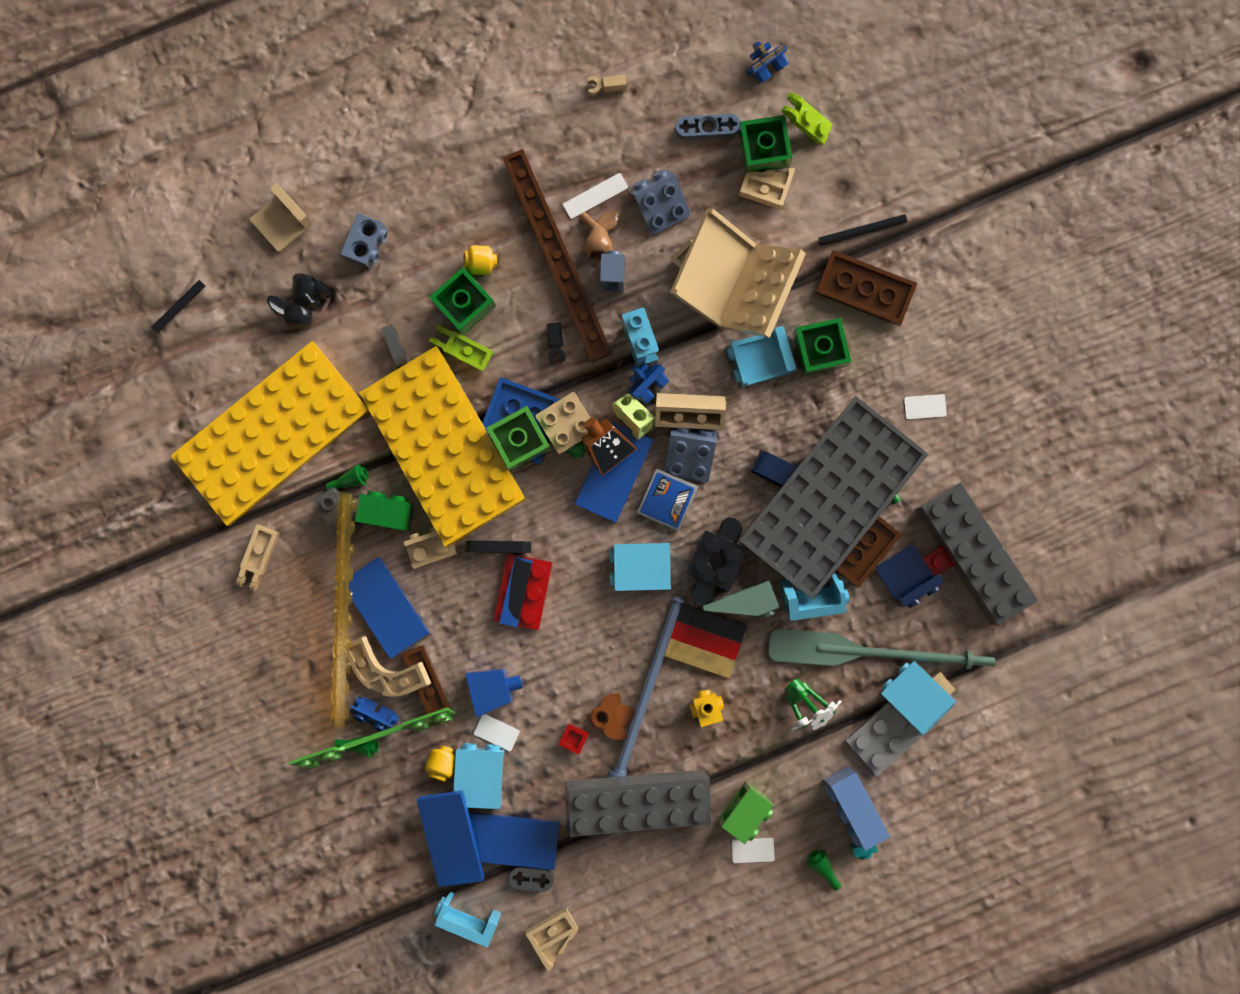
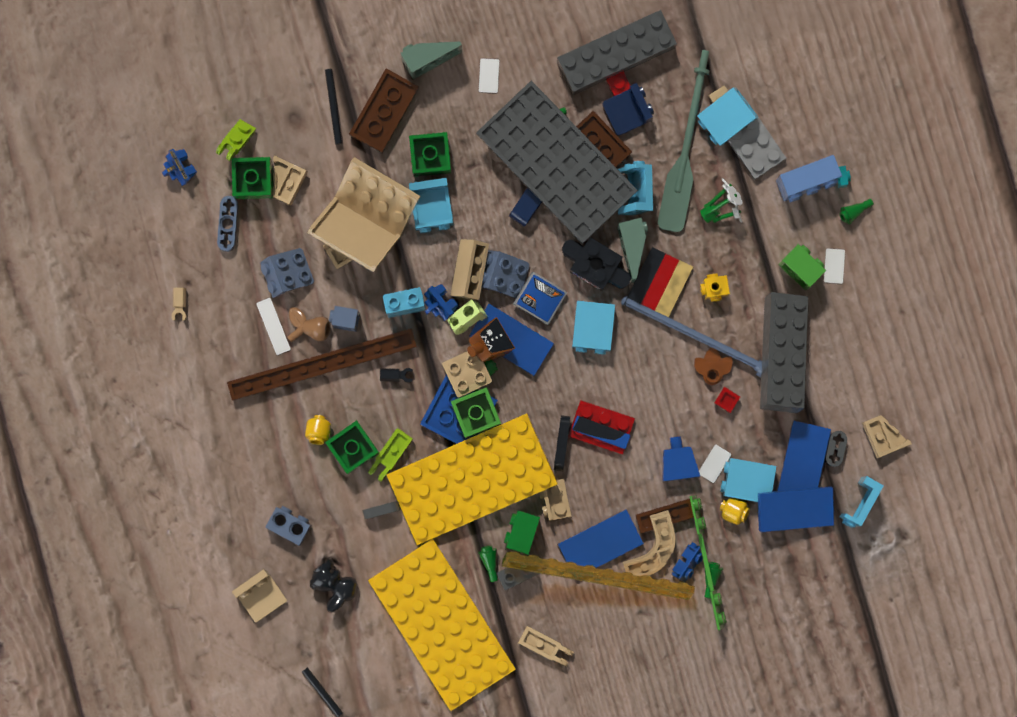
camera: 90 degrees left, 0 degrees up
(939, 329) = (427, 56): none -> sand green slope

